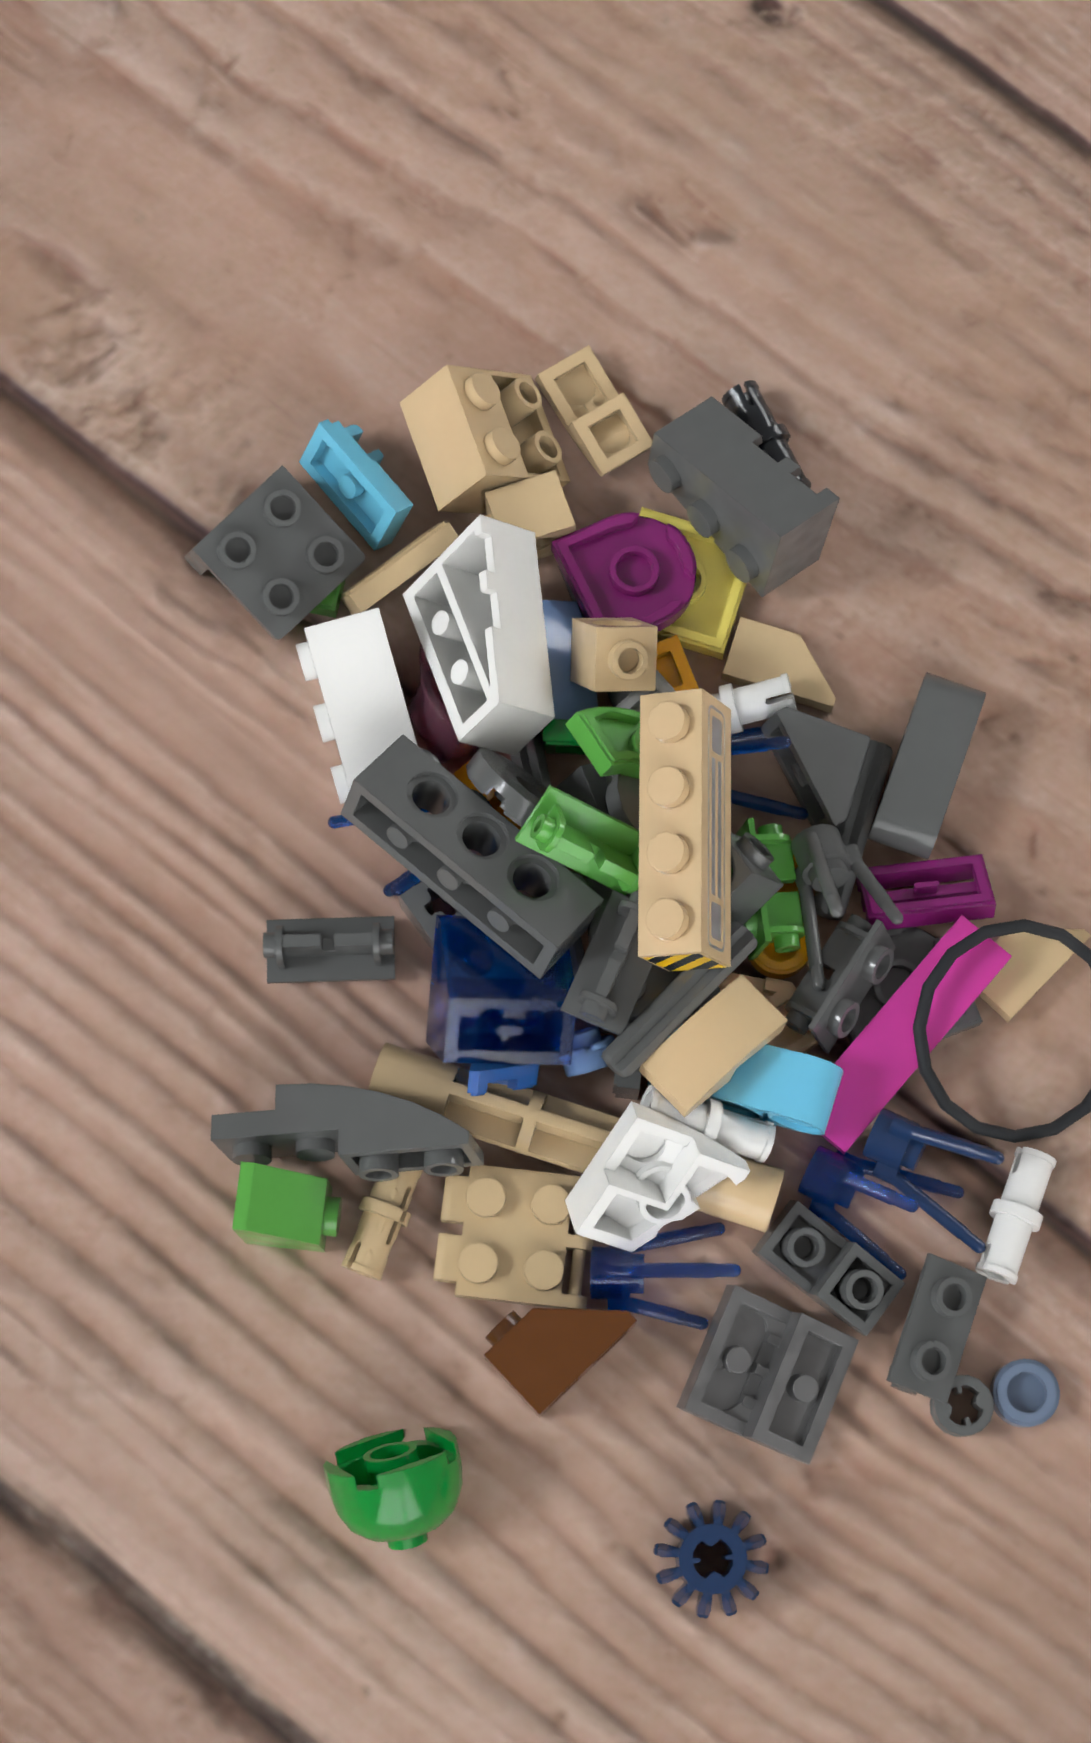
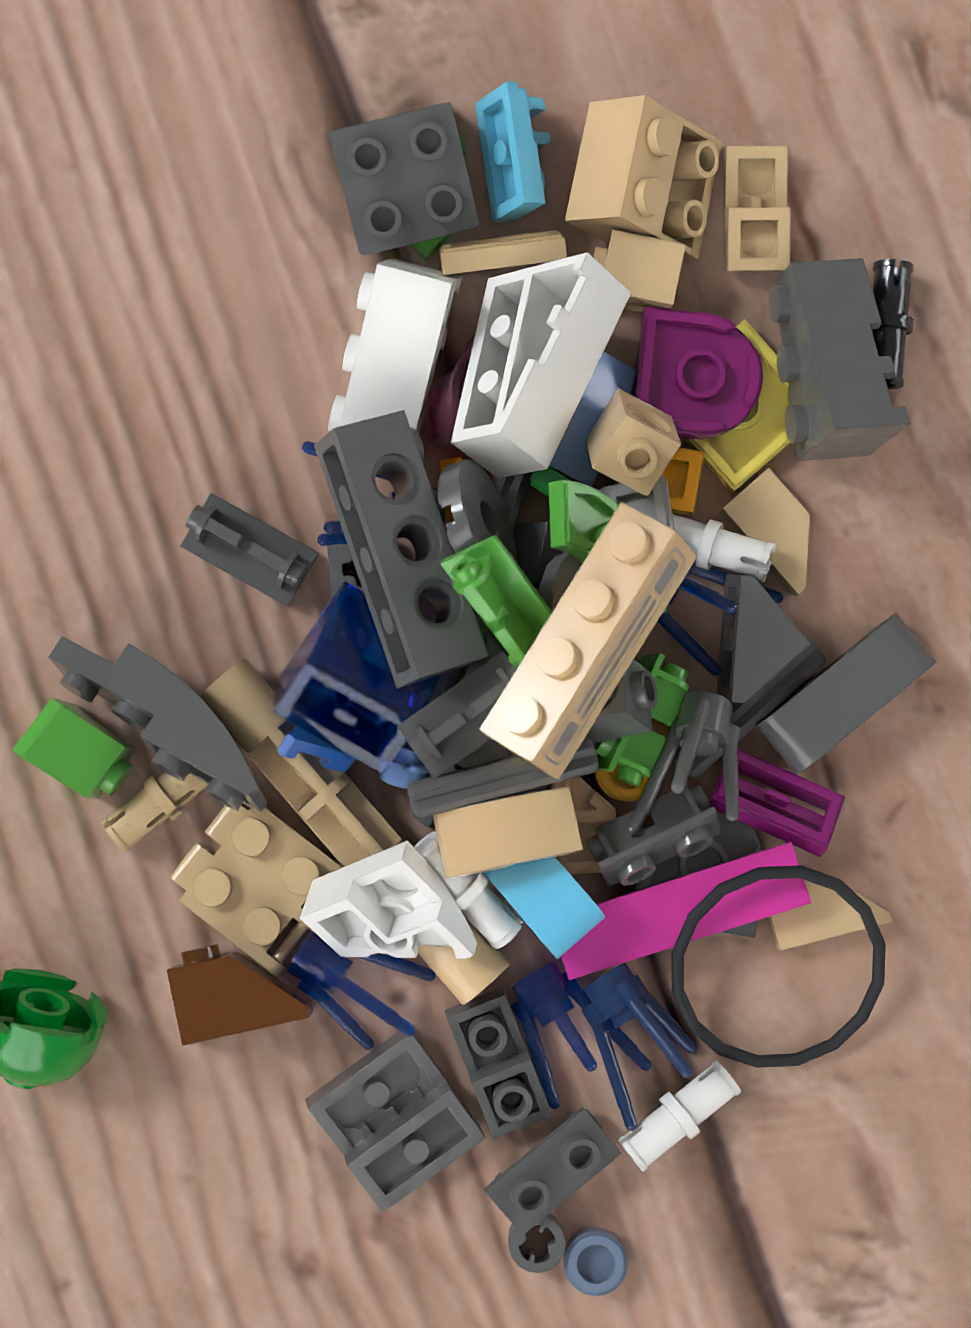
camera: 25 degrees right, 10 degrees up
(712, 1581) = (245, 1260): dark blue gear -> none

